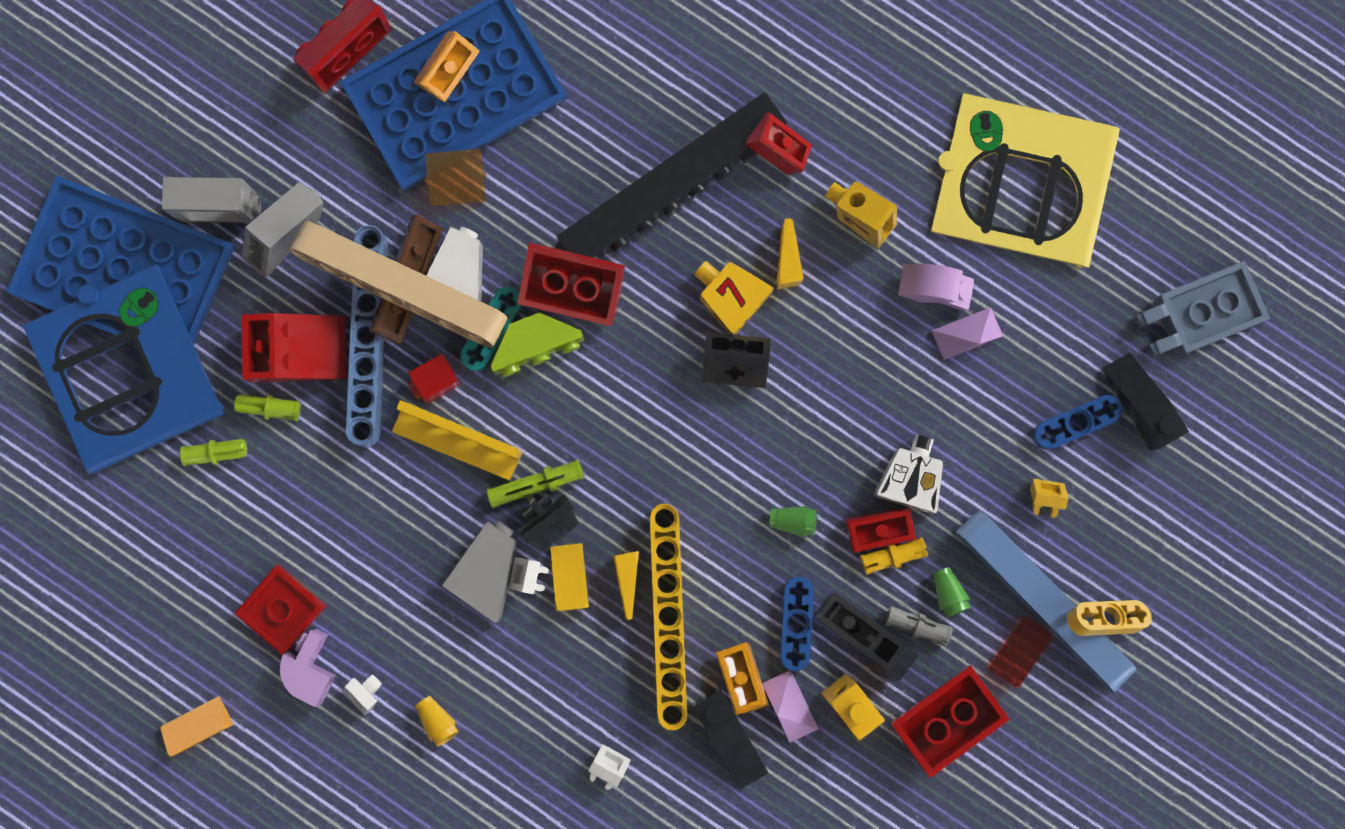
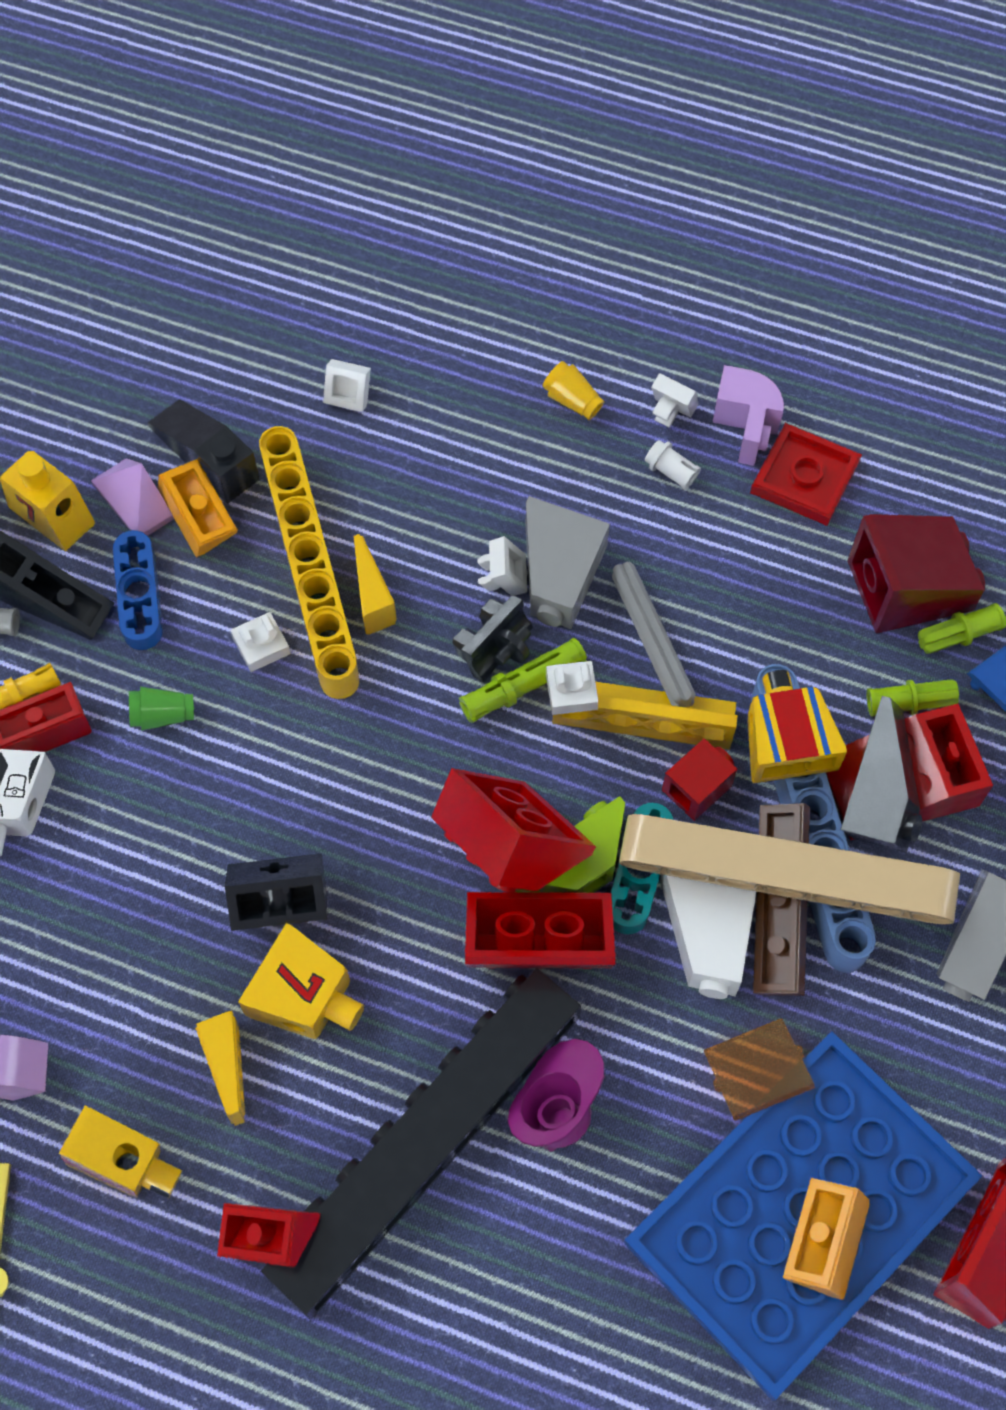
camera: 170 degrees right, 20 degrees down
(195, 726) = (859, 331): light orange slope -> none
(230, 499) = (913, 570): none -> dark red slope
(312, 329) = (885, 793): none -> slope
(365, 383) = (791, 732): none -> torso
(379, 637) = (672, 464): none -> white pin
(434, 496) = (653, 635): none -> light grey axle
(505, 452) = (572, 687): none -> white tile
(569, 577) = (448, 578): yellow slope -> none
(572, 361) = (508, 830): none -> red slope
(585, 185) = (558, 1096): none -> magenta piece
(715, 560) = (260, 642): none -> white tile

